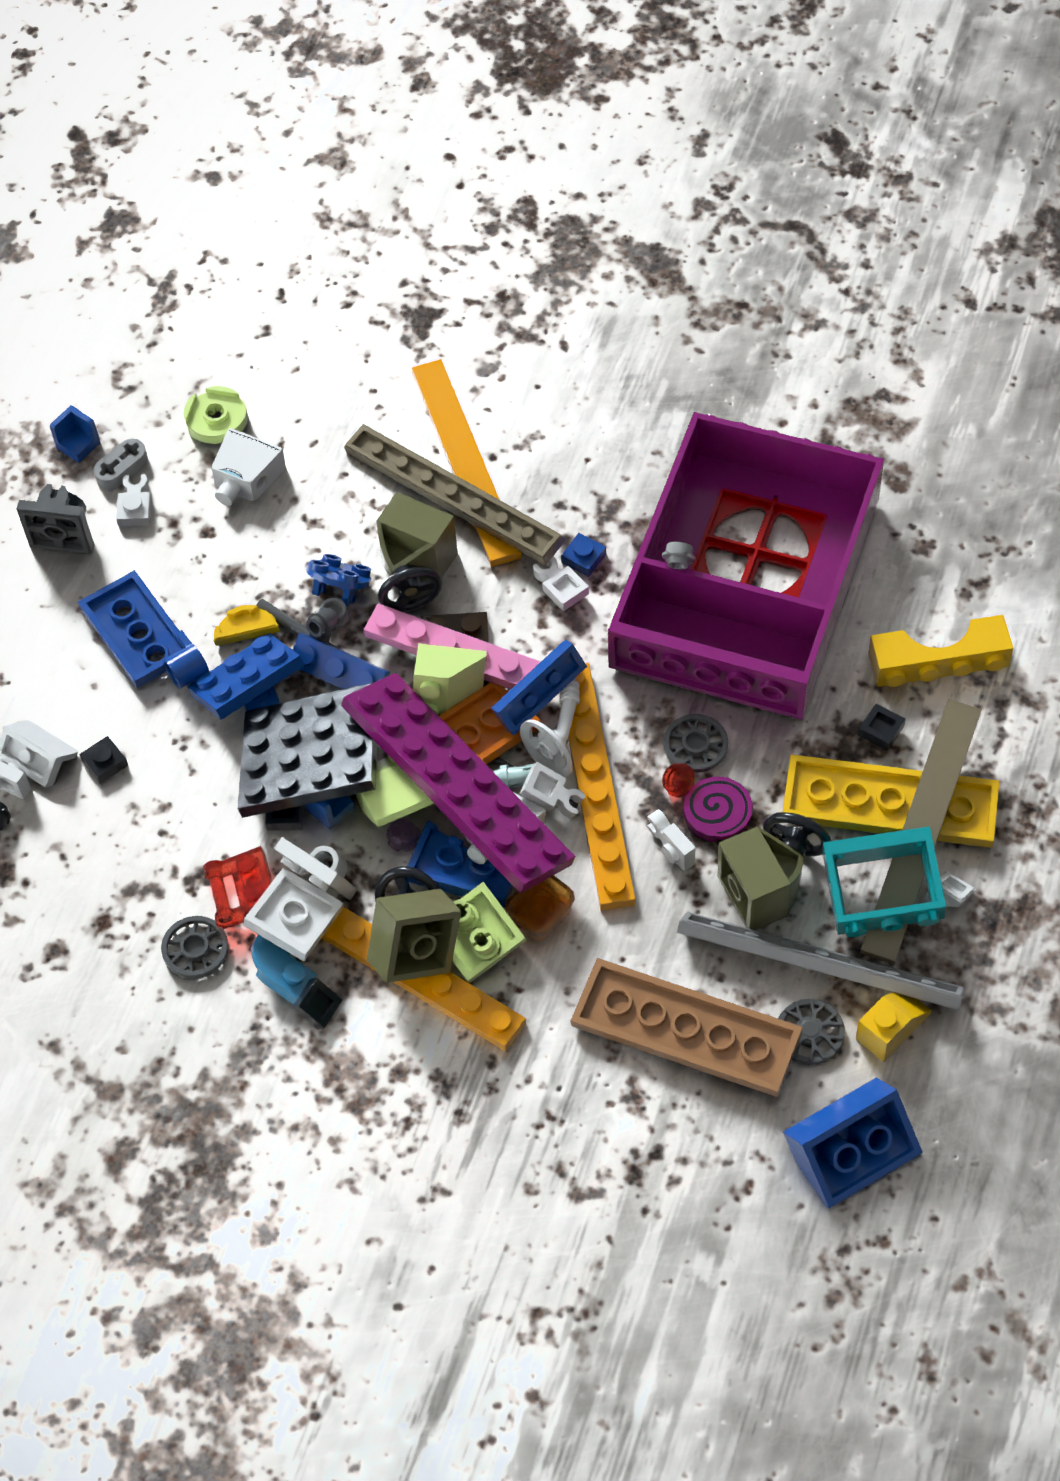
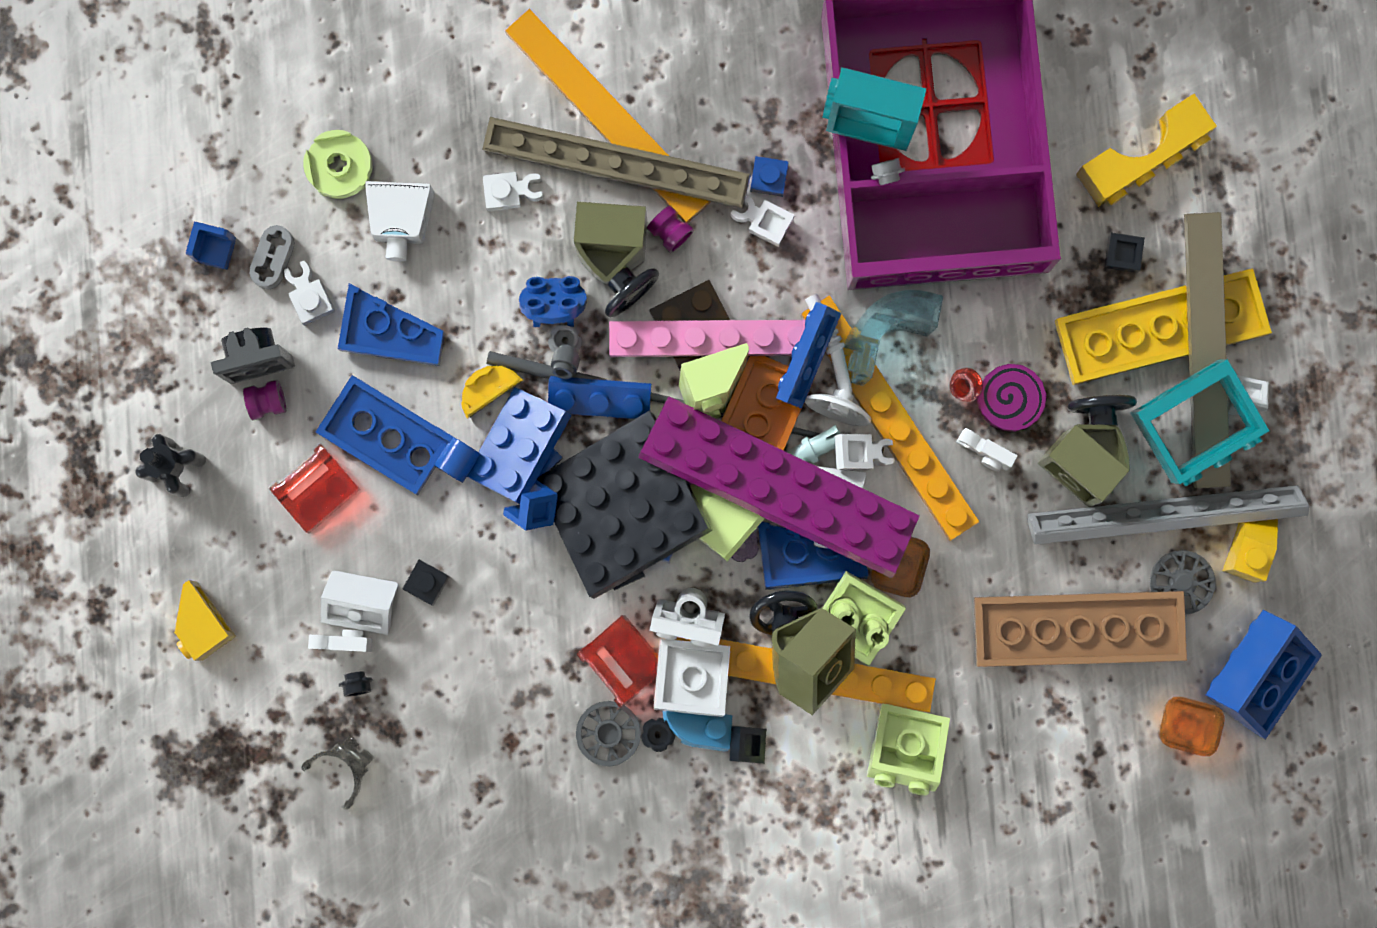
camera: 25 degrees left, 25 degrees up
(50, 563) = (264, 400): none -> magenta wheel
(54, 655) = (319, 498): none -> clear red plate
(183, 551) = (384, 331): none -> blue wing
(230, 724) = (535, 509): none -> blue panel
(234, 957) = (648, 736): none -> black plate
(347, 484) = (504, 190): none -> white plate
(466, 1067) = (908, 749): none -> yellowish green plate
(471, 556) = (670, 229): none -> magenta wheel
(630, 691) = (899, 311): none -> clear light blue arch
(696, 742) = (963, 337): dark grey wheel -> none
(697, 523) = (873, 108): none -> teal window
(755, 1157) = (1191, 726): none -> clear orange piece

